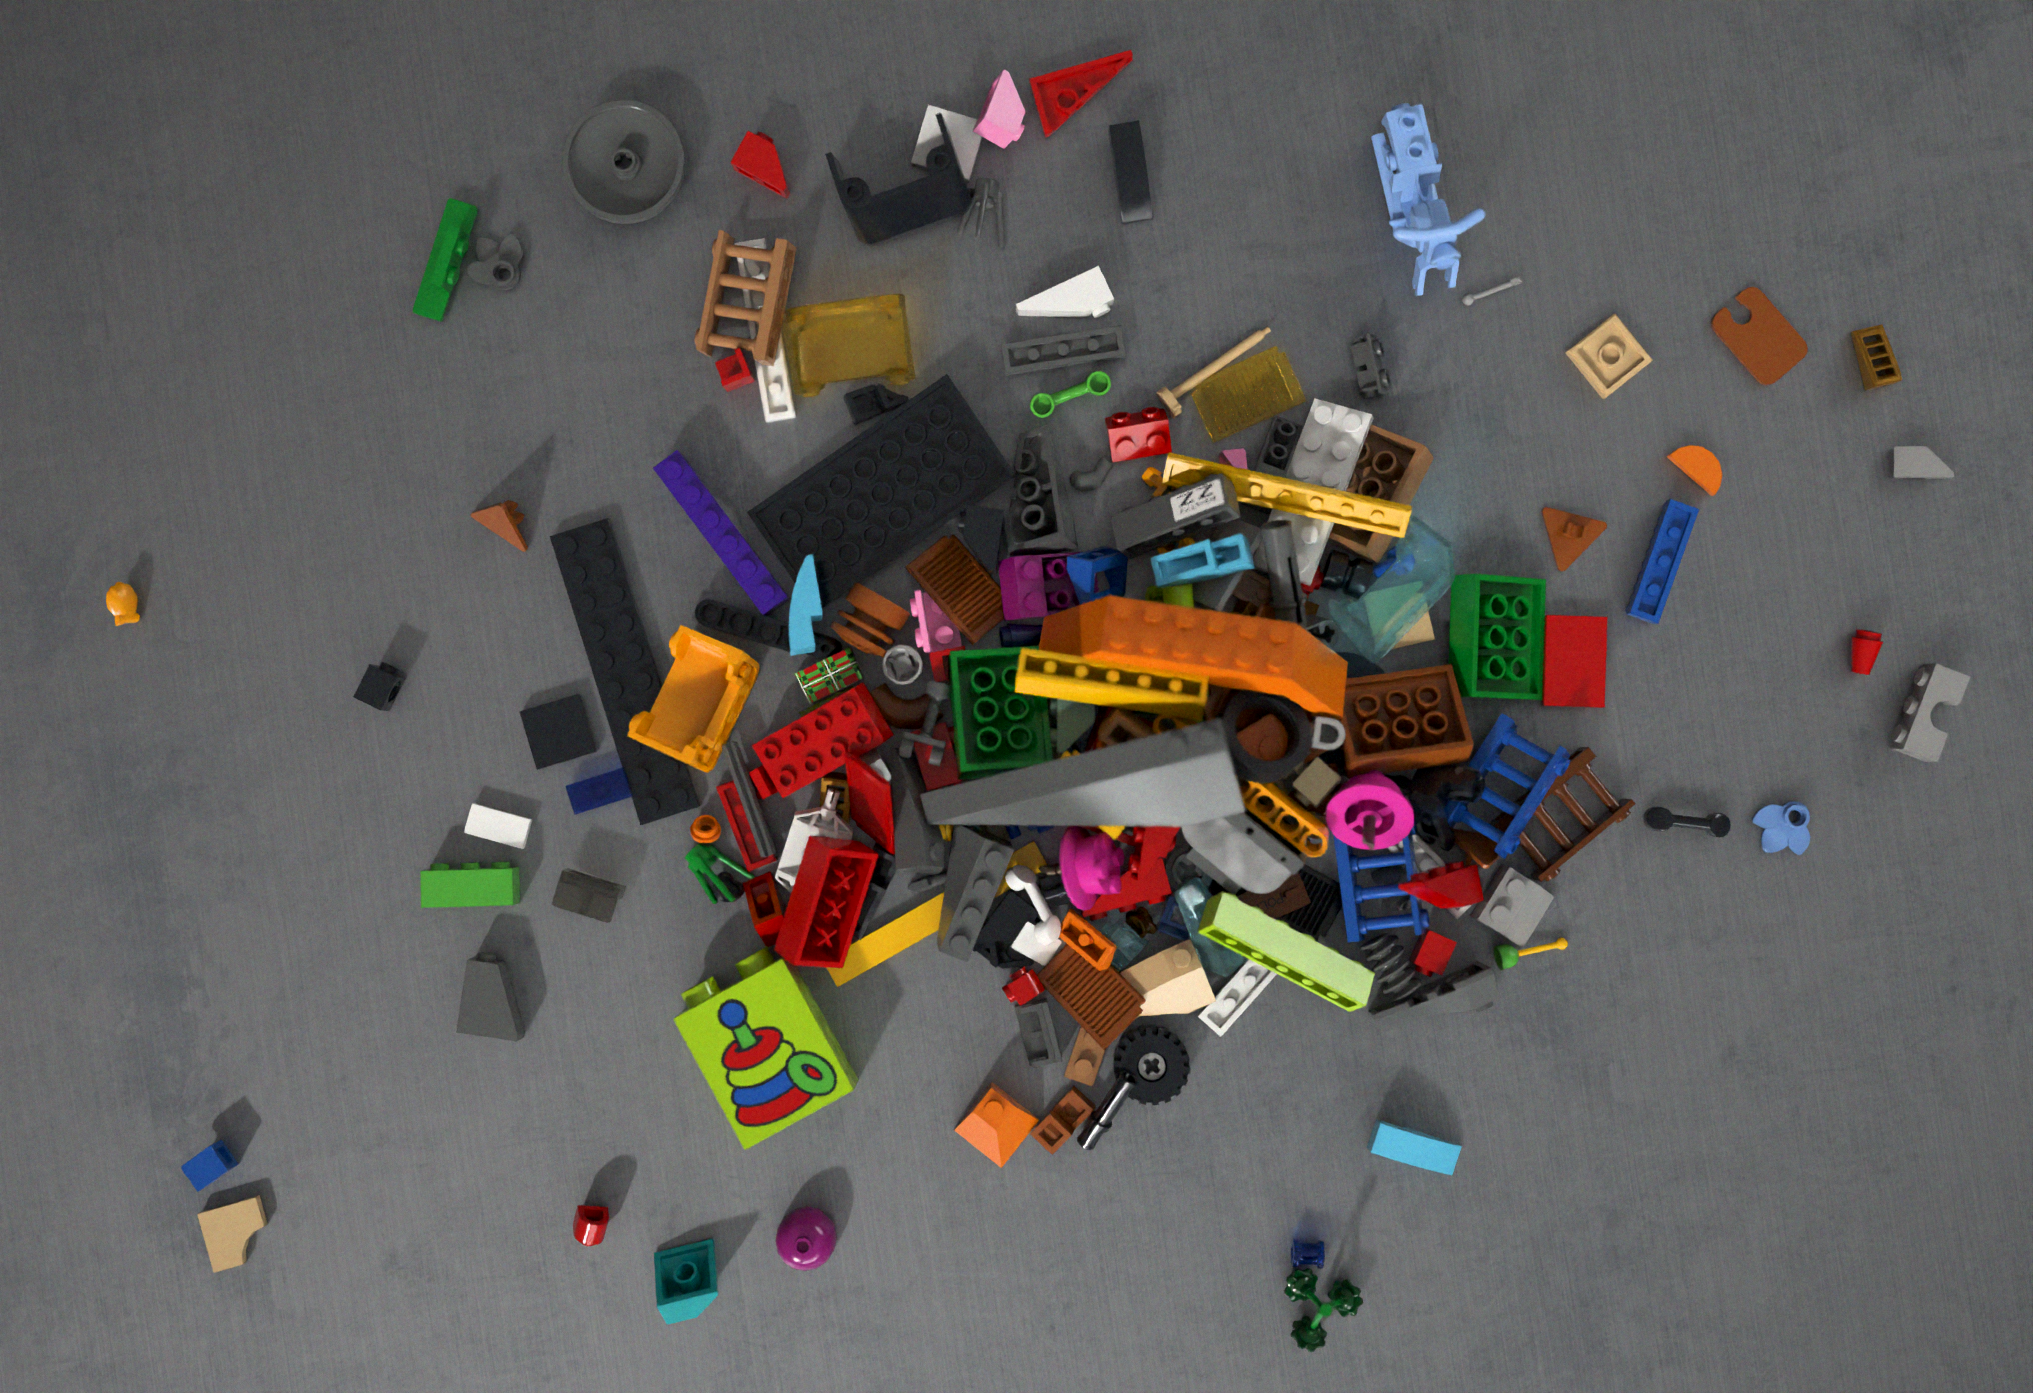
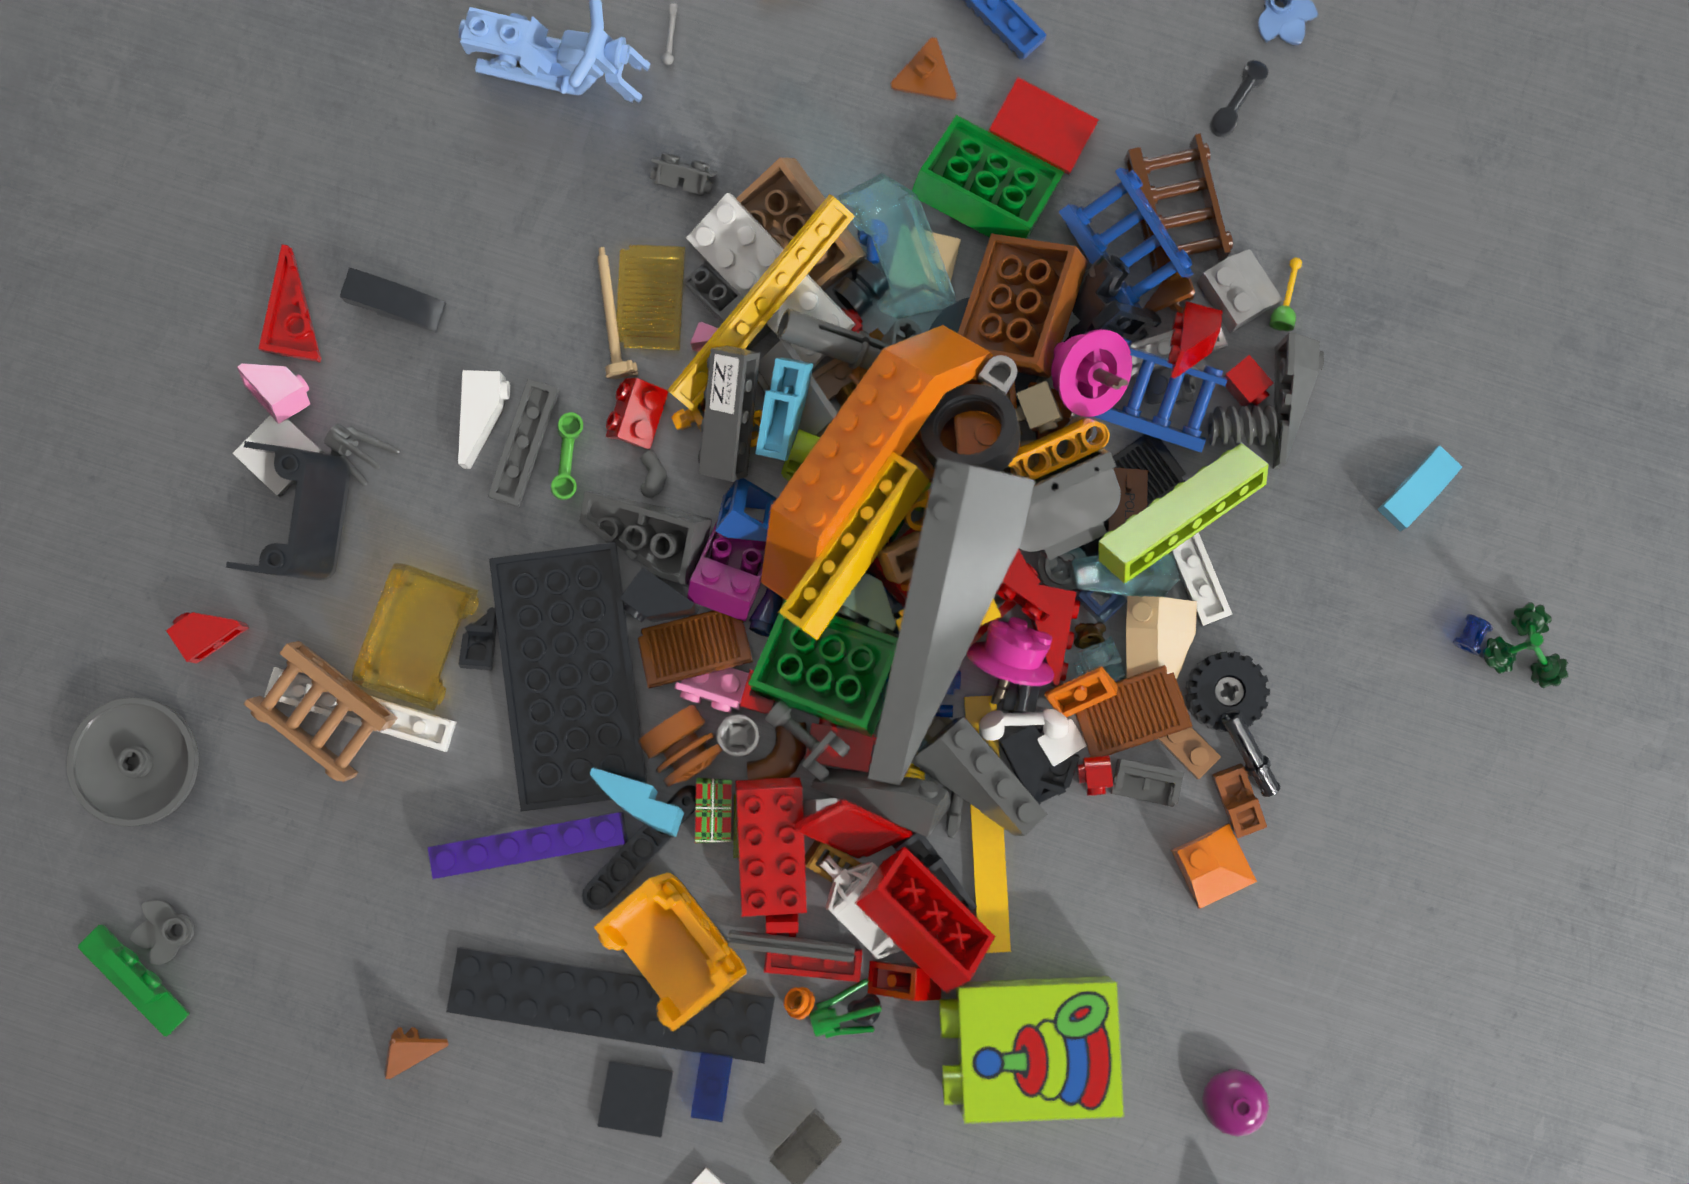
camera: 65 degrees left, 5 degrees down
(734, 371) = (383, 756): red panel -> none

